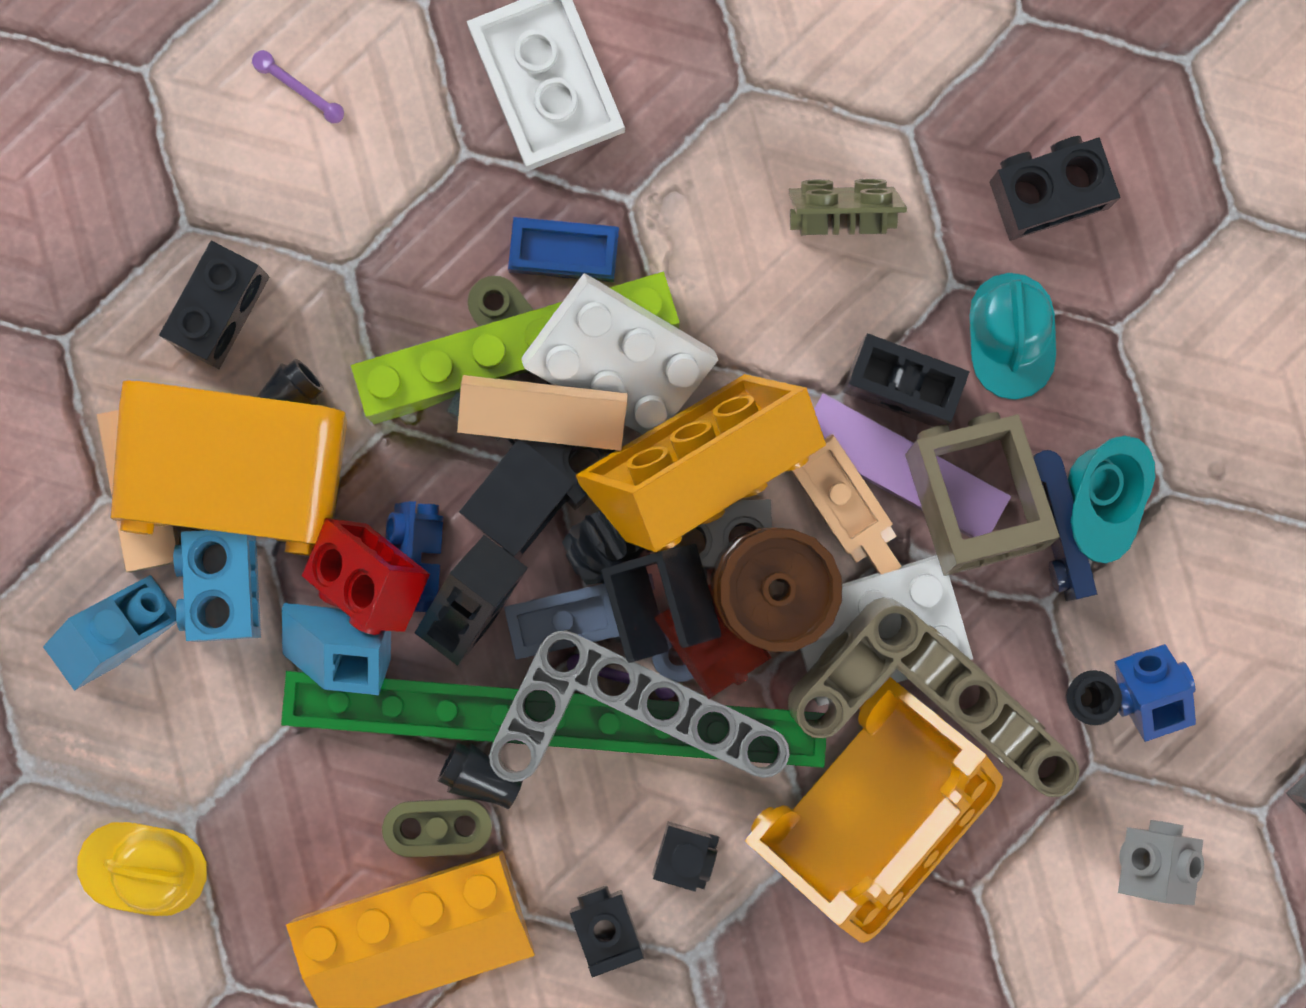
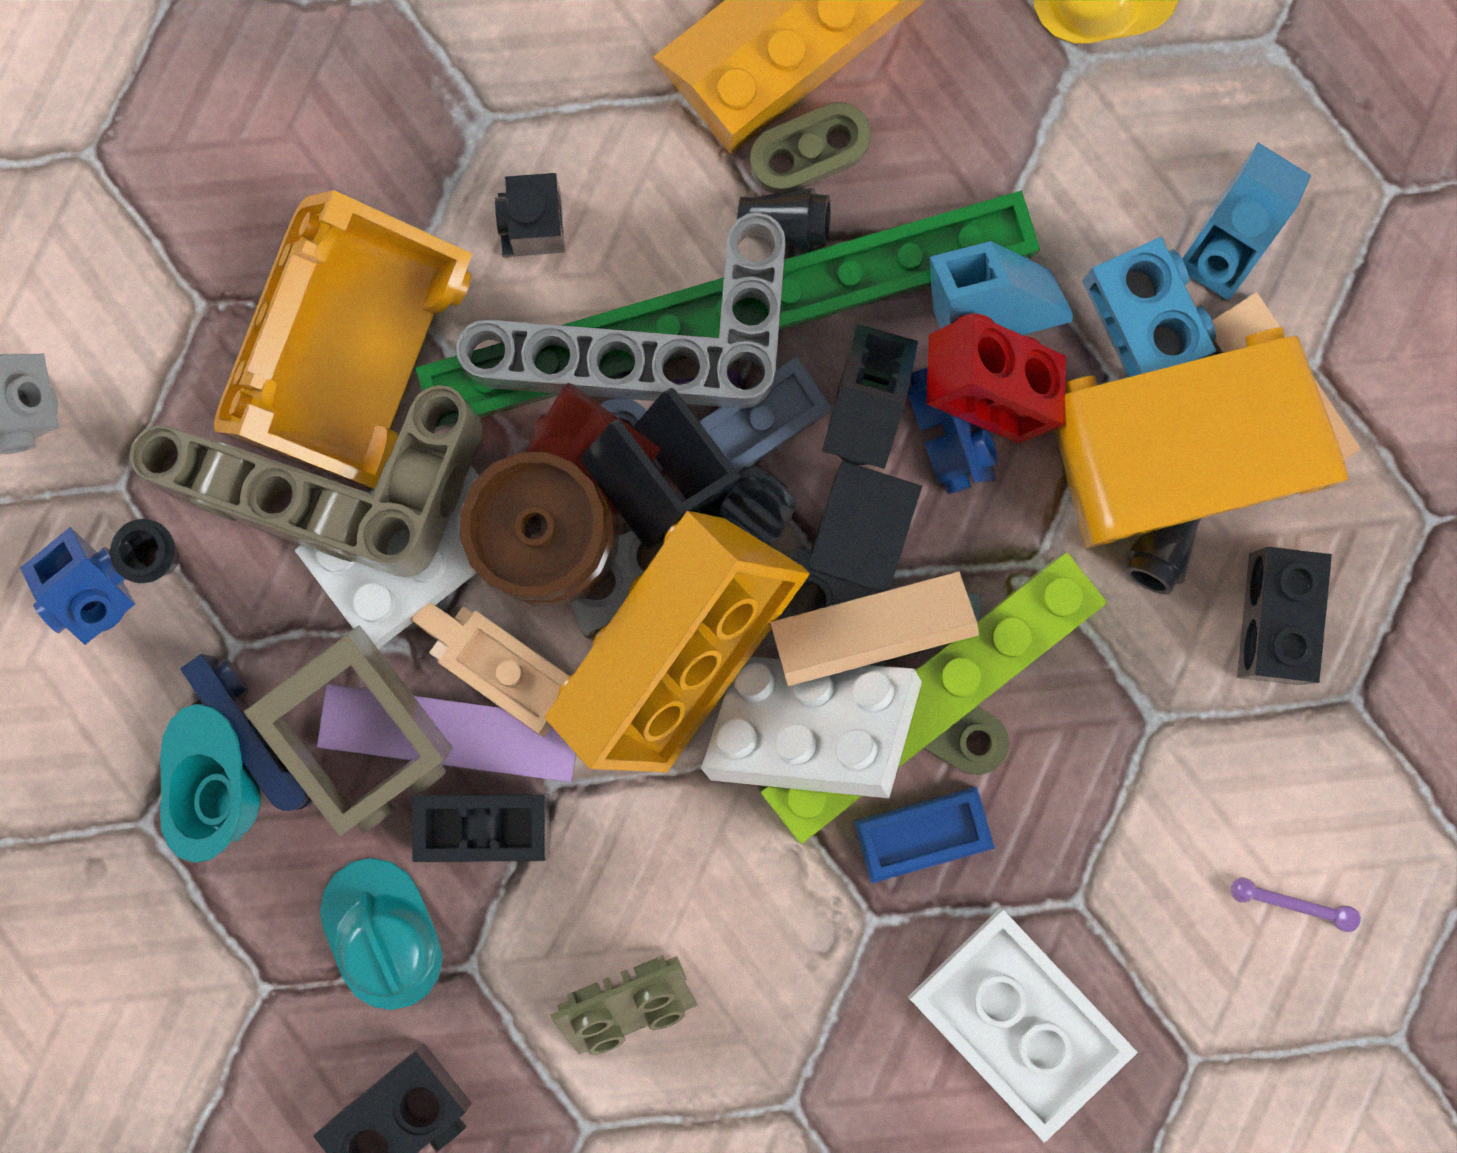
camera: 155 degrees right, 0 degrees up
(610, 953) = (567, 88): black brick -> none

